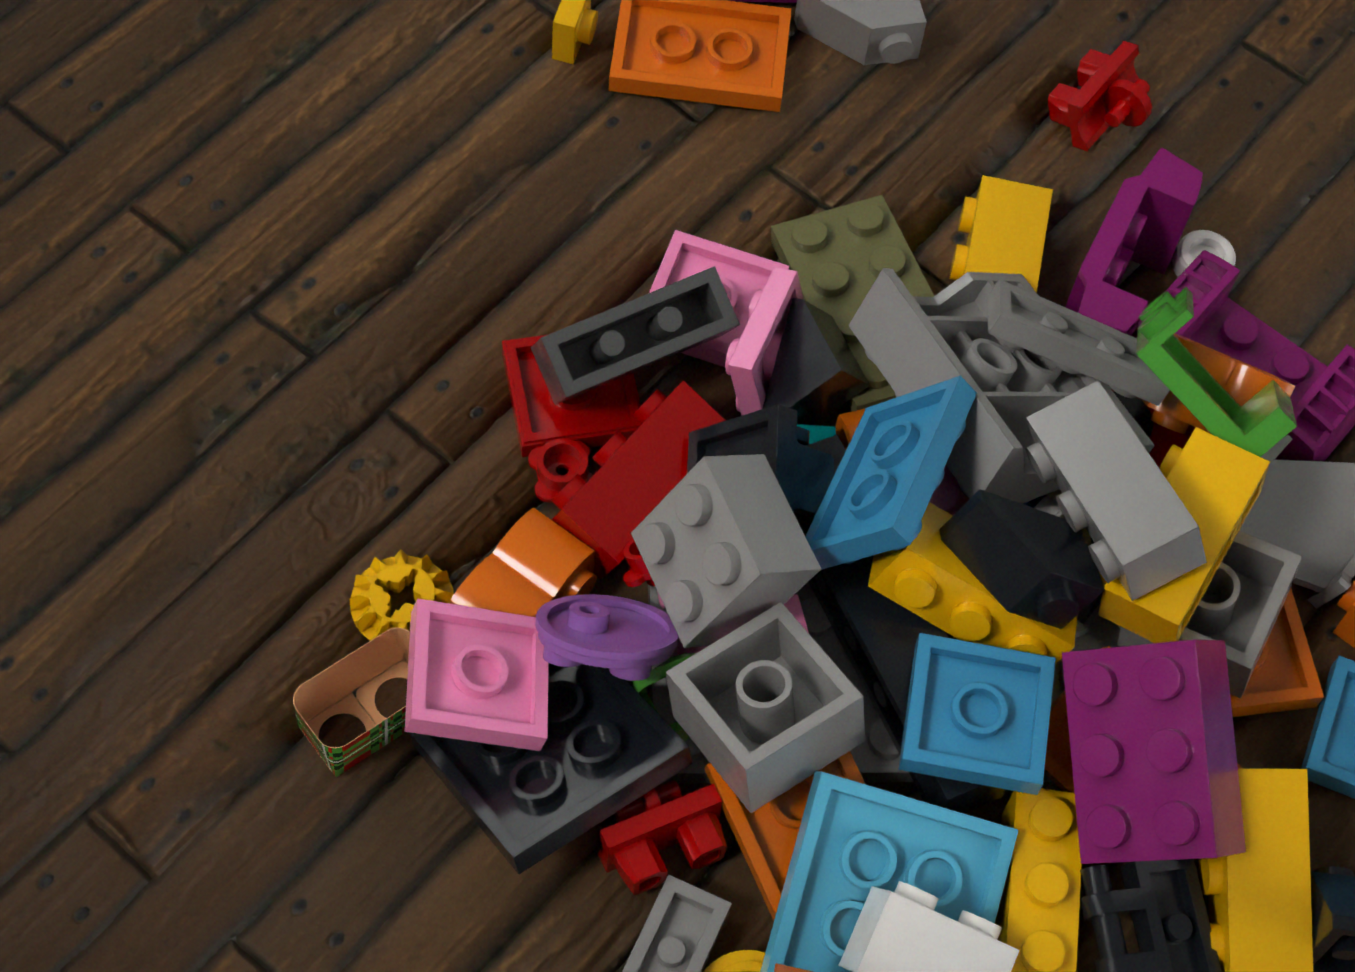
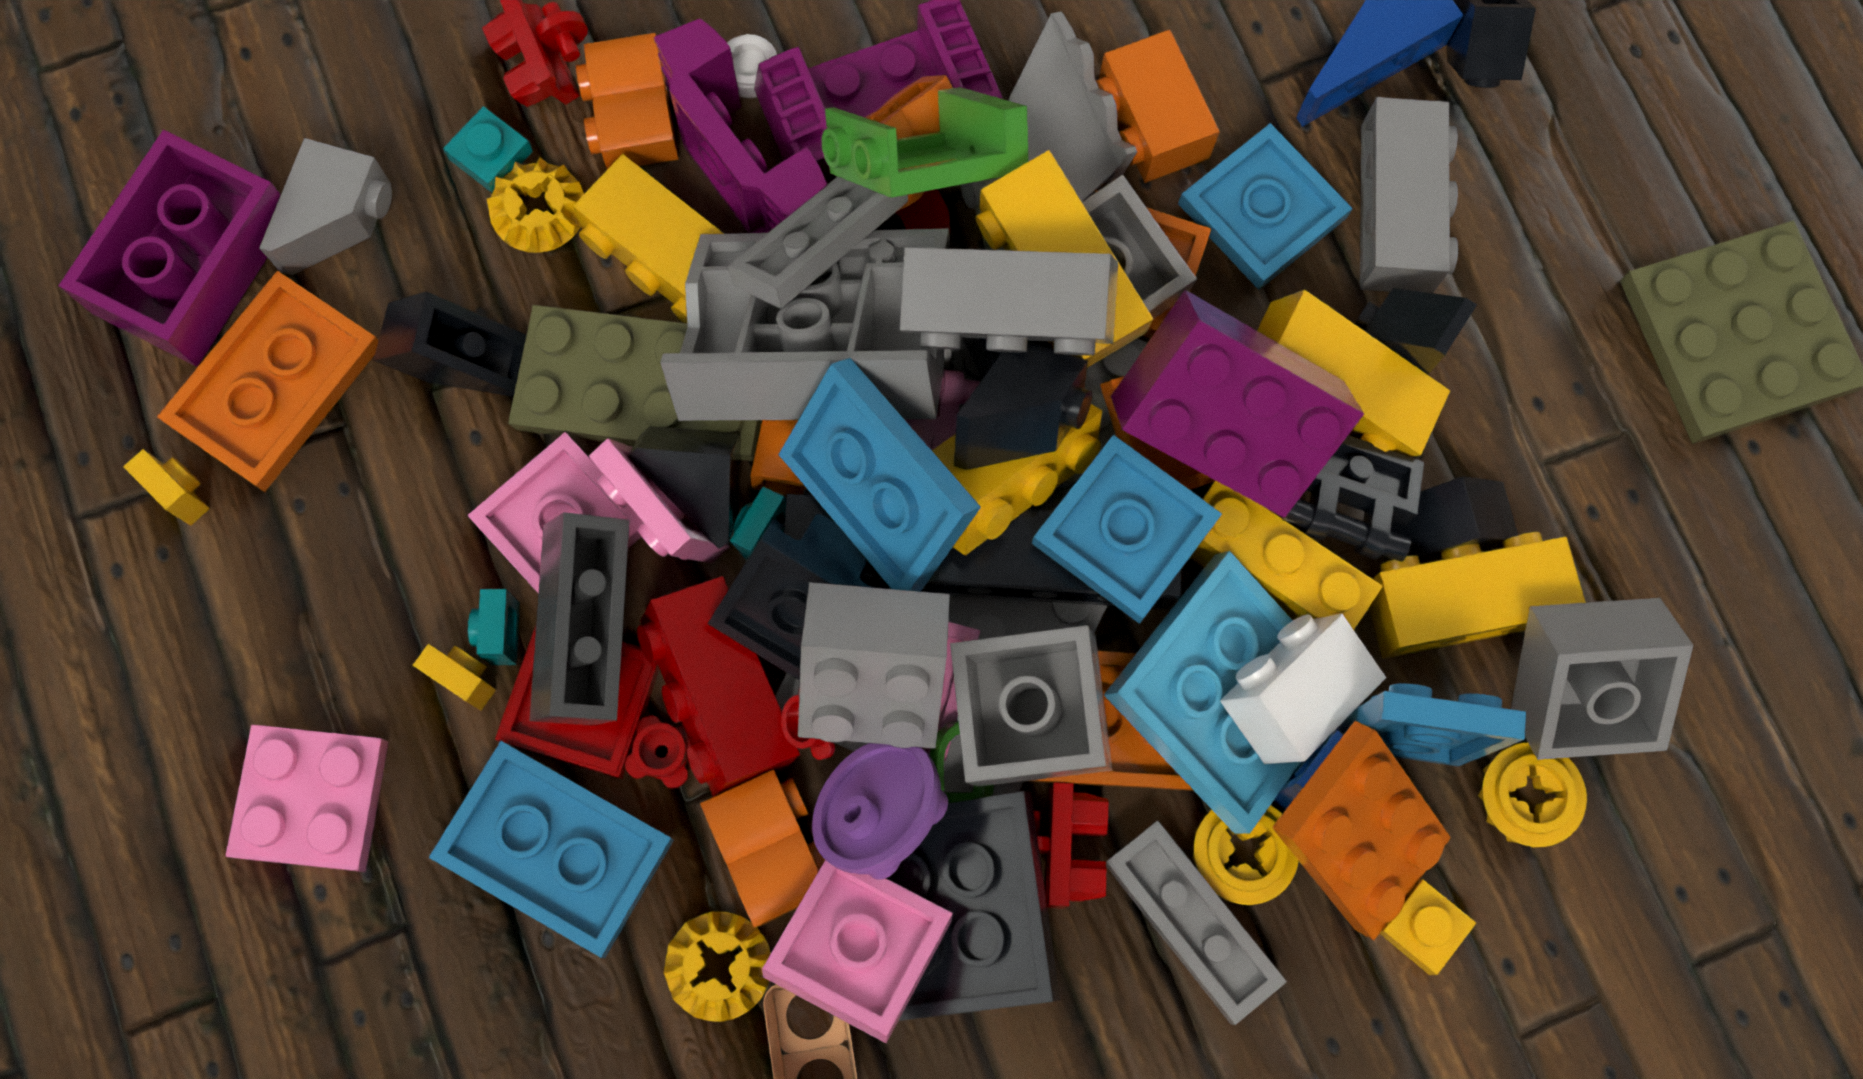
camera: 60 degrees left, 15 degrees up
(380, 236) = (307, 798): none -> bright pink plate
(433, 426) = (552, 849): none -> dark azure plate
(539, 286) = (457, 673): none -> yellow plate
(595, 292) = (495, 627): none -> teal plate
(808, 152) = (449, 345): none -> black slope
(948, 170) = (539, 229): none -> yellow gear
(993, 107) = (487, 148): none -> teal plate
(1091, 178) = (628, 101): none -> orange brick

